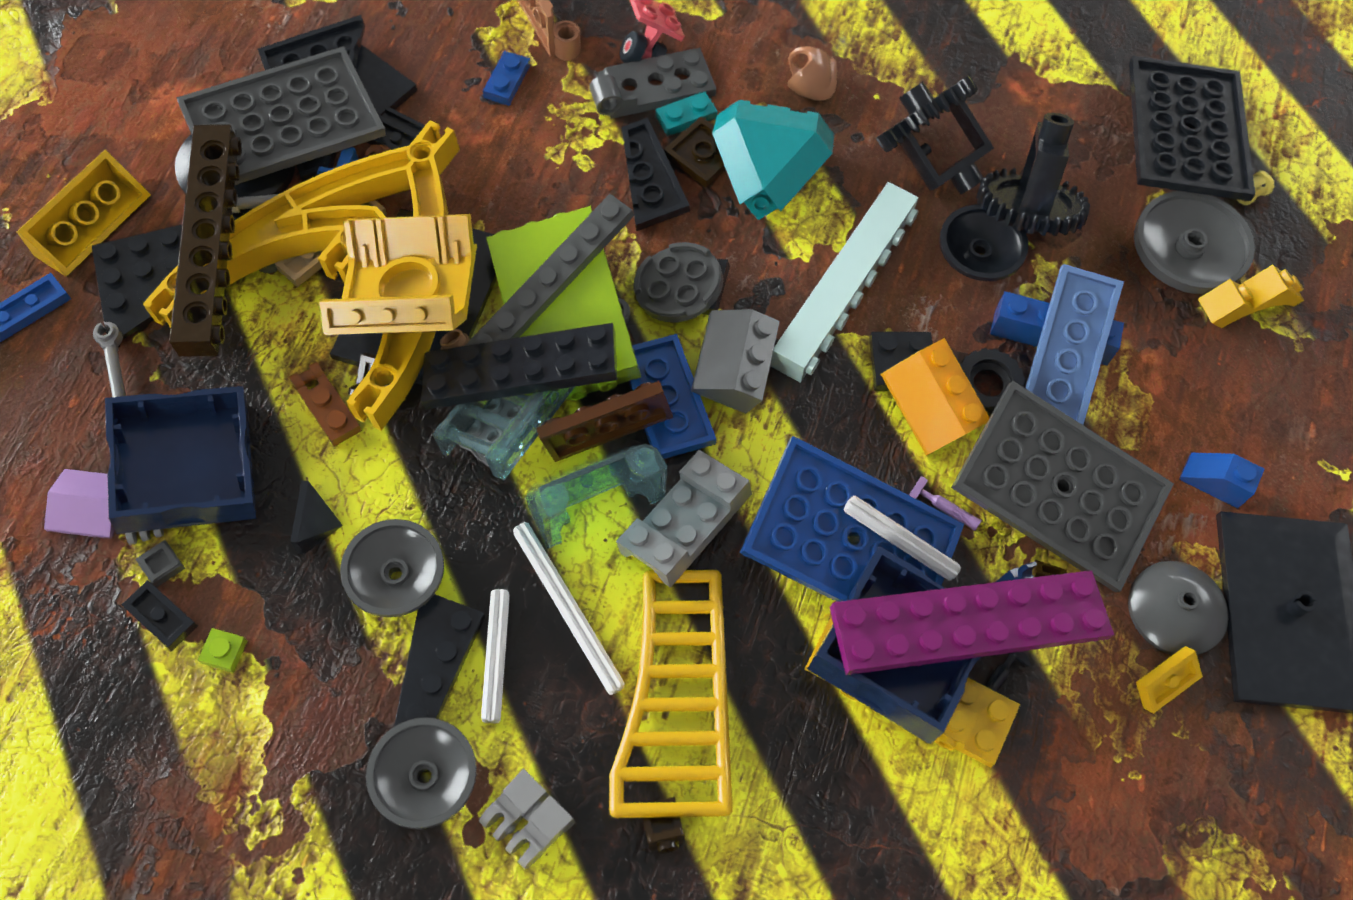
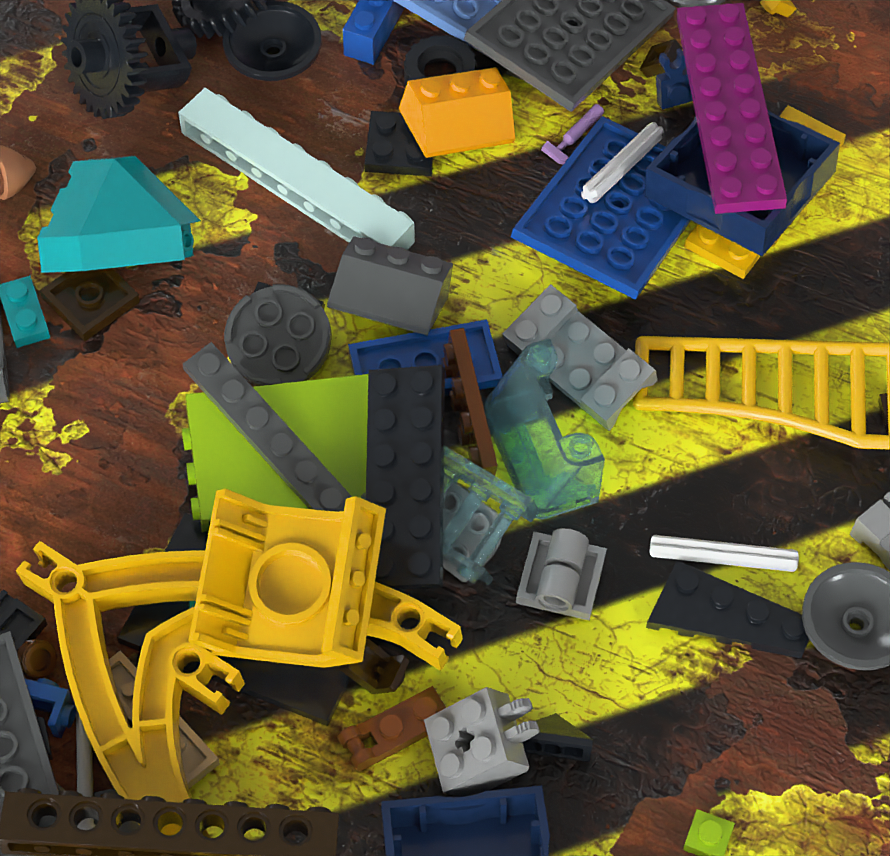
camera: 80 degrees left, 5 degrees down
(292, 452) = (480, 742): none -> light grey hinge
(379, 553) = (632, 621): dark grey dish -> none
(464, 516) = (561, 573): none -> light grey plate
(569, 609) = (670, 481): white axle -> none
(651, 178) = (122, 353): black wing -> none

